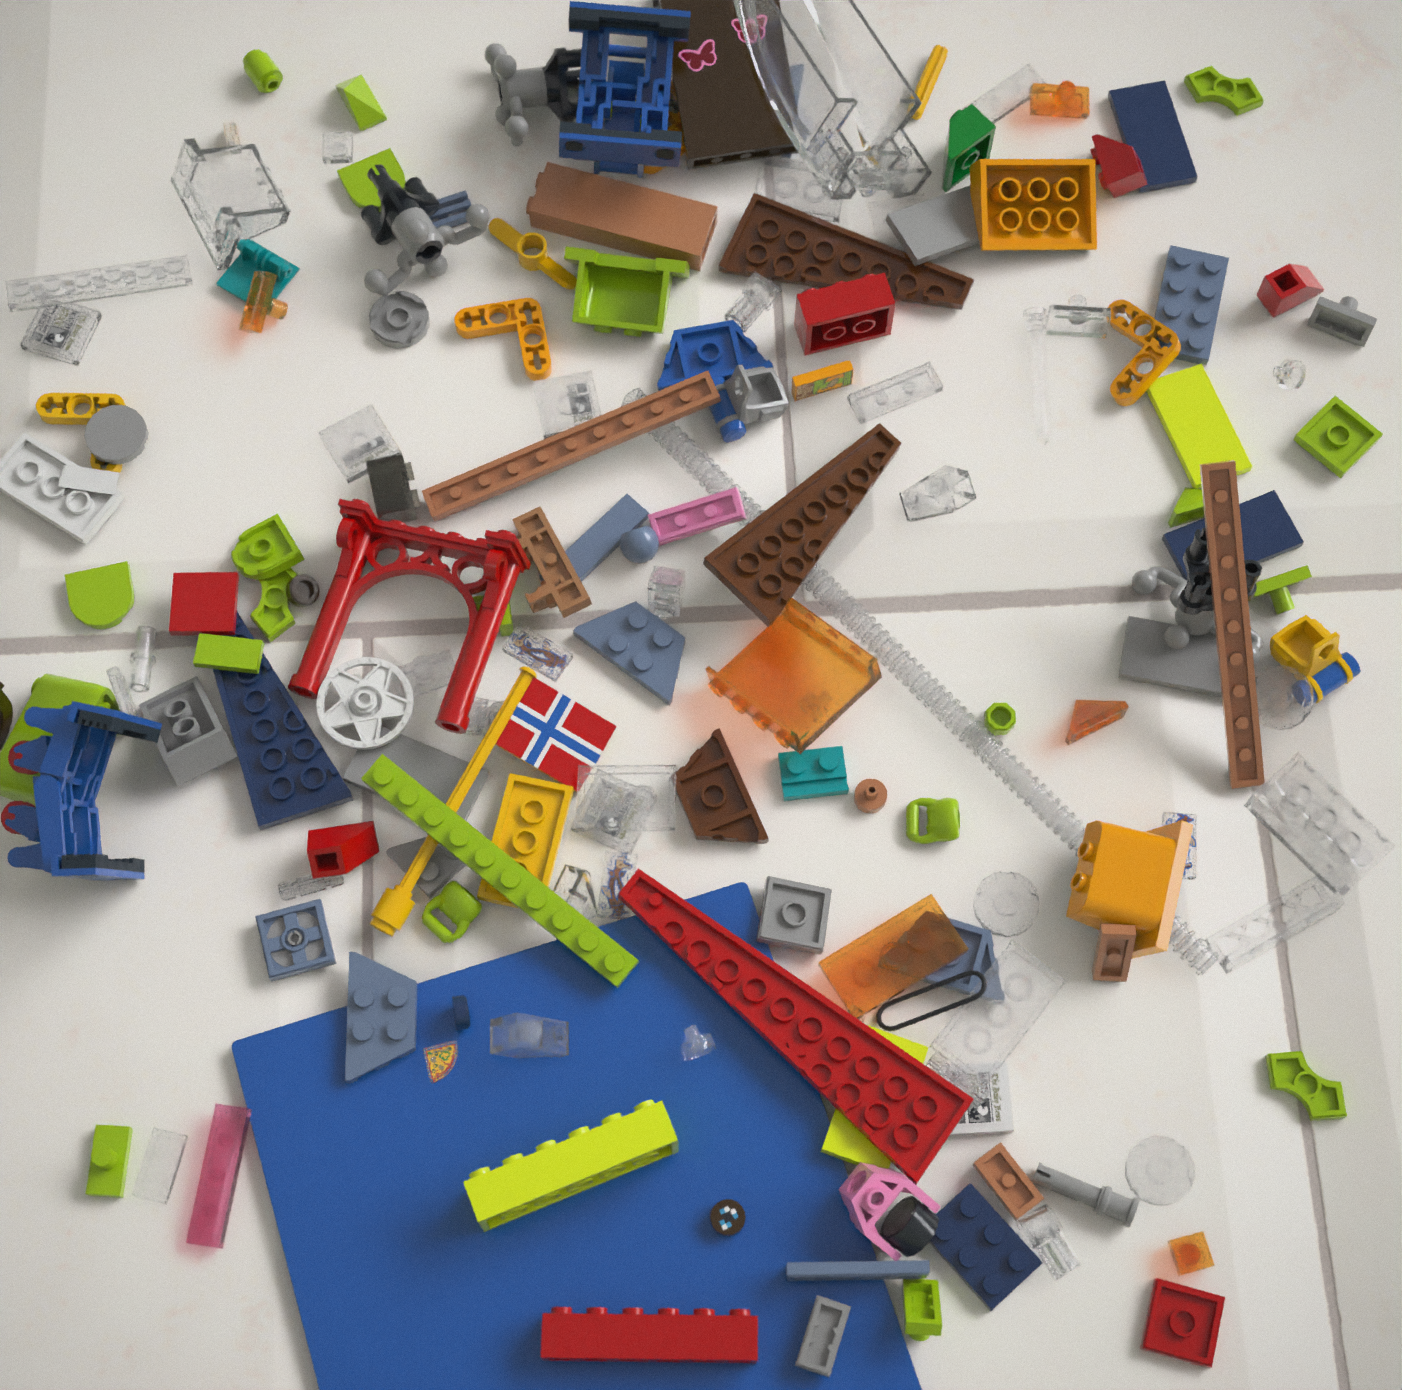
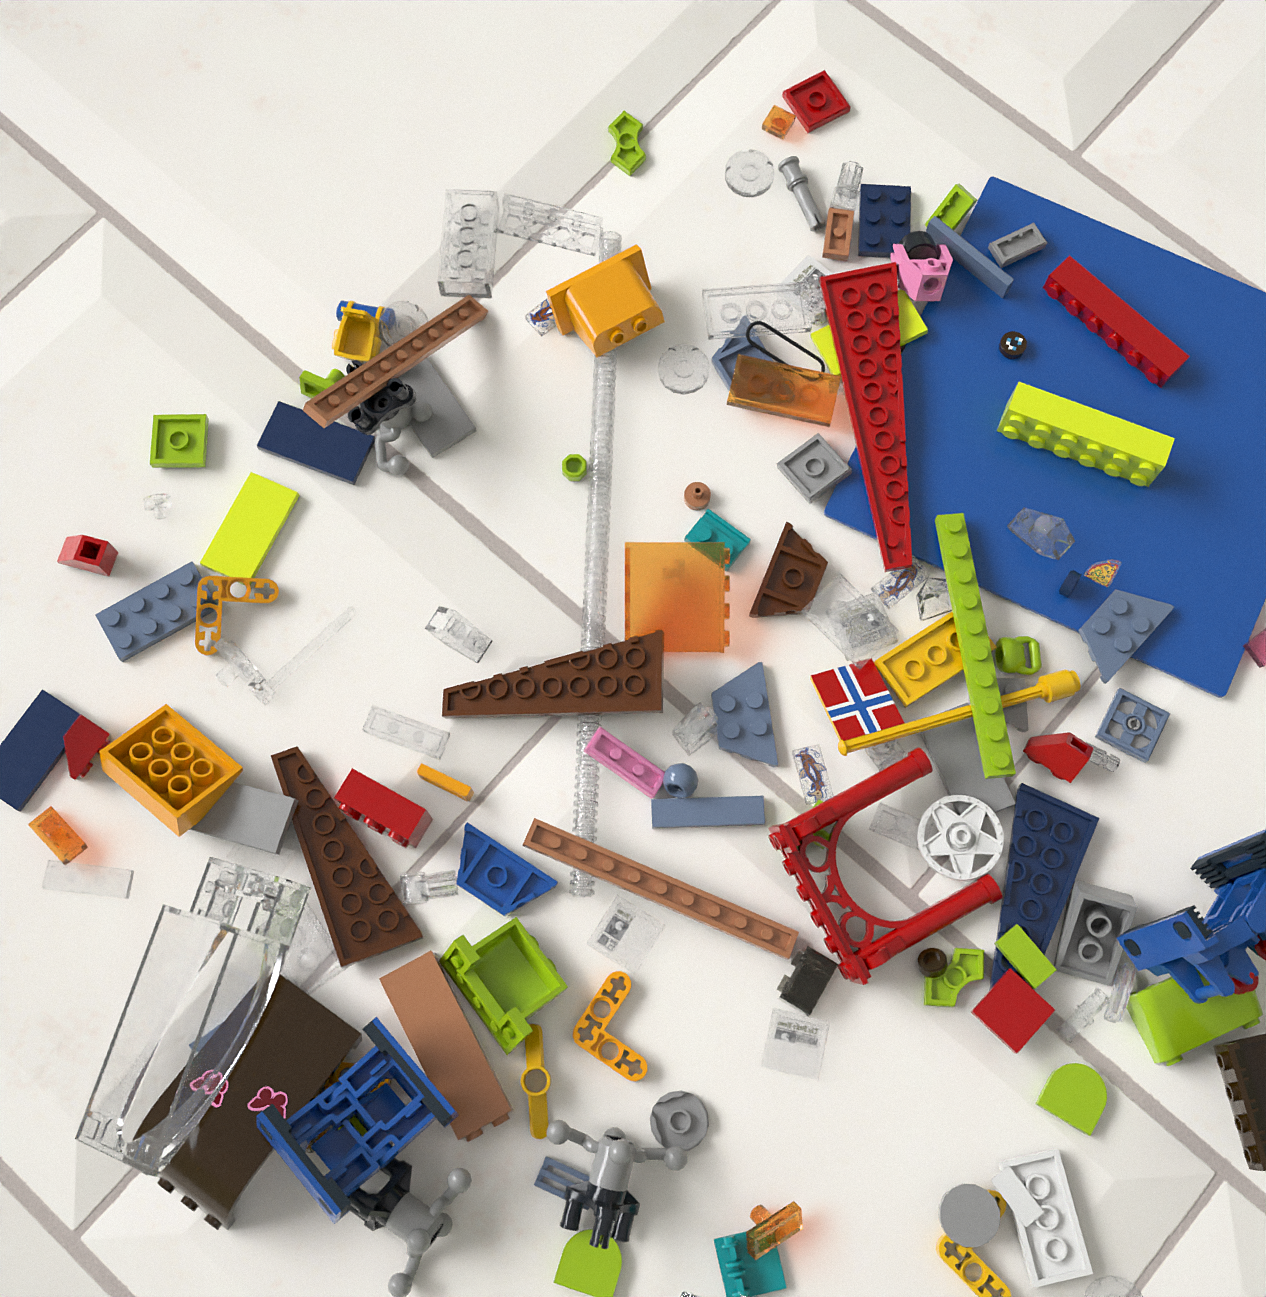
camera: 135 degrees left, 5 degrees up
(265, 550) = (932, 1018): lime tile -> none
(560, 581) = (744, 841): medium nougat hinge -> none
(696, 1044) = (946, 442): clear tile -> none
(747, 398) = (508, 814): light grey piece -> none
(929, 77) = (117, 947): yellow axle -> none
(942, 820) = (671, 442): lime piece -> none
(967, 141) = (165, 857): green slope -> none
(1092, 716) = (521, 418): clear orange slope -> none
(1113, 952) = (658, 281): nougat plate -> none
(1188, 507) = (311, 481): lime slope -> none
(1342, 319) = (82, 506): light grey tile -> none

